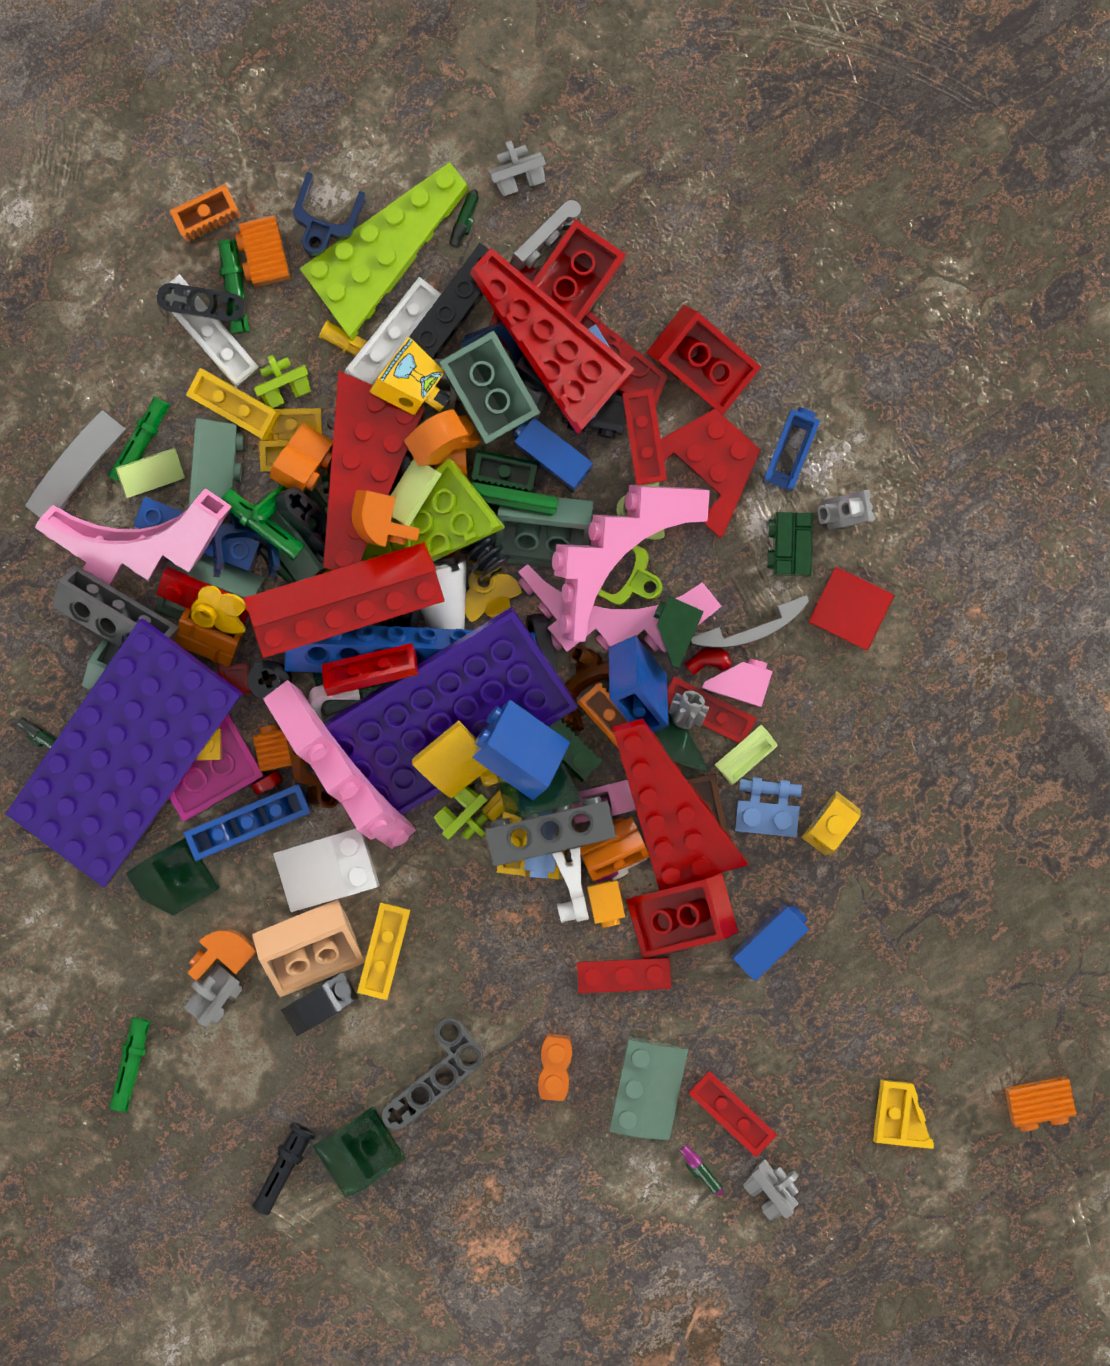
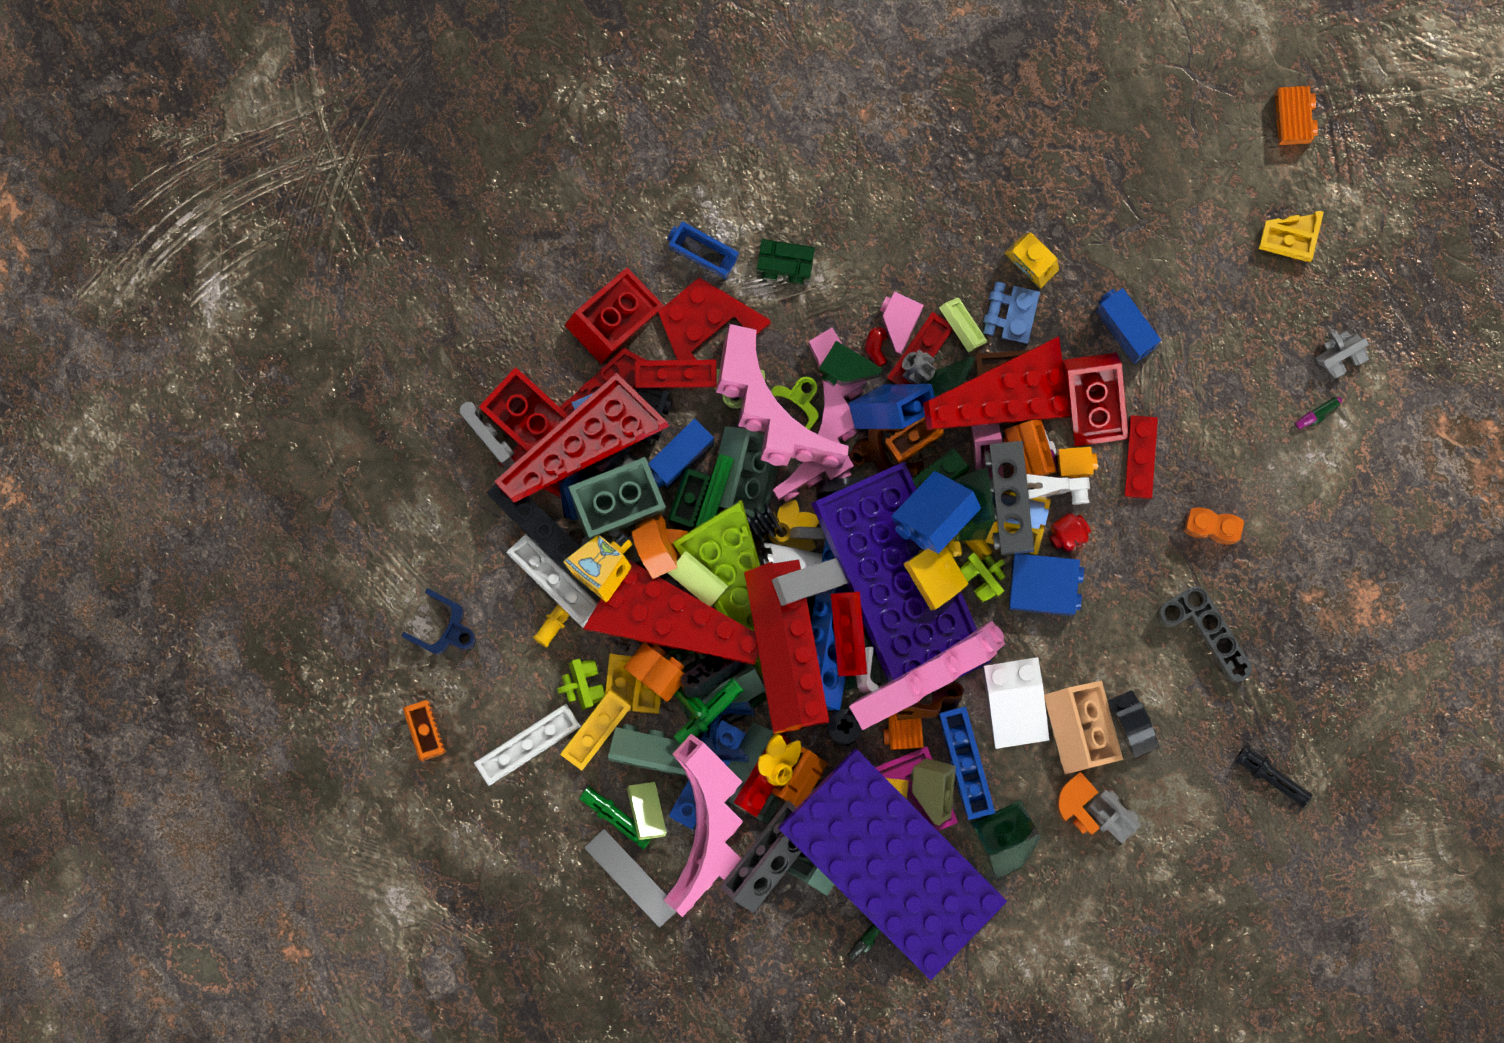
camera: 85 degrees left, 5 degrees down
(128, 1069) = (1164, 898): green pin -> none
(181, 290) = (515, 727): black beam -> none
(213, 789) = (934, 788): none -> olive slope
(232, 278) = (484, 716): green pin -> none
(236, 676) = (834, 757): red tile -> none
(263, 251) = (465, 684): orange brick -> none
(266, 782) = (933, 743): red tile -> none
(359, 1152) = (1267, 706): clear green slope -> none
(365, 267) = (491, 597): lime wing -> none
(373, 522) = (718, 611): orange brick -> none
(384, 951) = (1094, 662): yellow plate -> none
(419, 615) = (809, 581): none -> light grey tile
(462, 886) = (1045, 585): none -> blue brick
(464, 221) = (462, 506): piece -> none
(483, 607) = (810, 533): none -> light grey tile
(504, 174) = (419, 453): light grey hips -> none
(525, 905) = (1069, 533): none -> red head
(648, 1089) = (1242, 449): sand green slope -> none
(732, 1113) = (1272, 379): red plate -> none
(785, 611) = (845, 274): light grey slope -> none
(846, 510) = (762, 209): light grey hips -> none
(851, 608) = (848, 217): red slope -> none

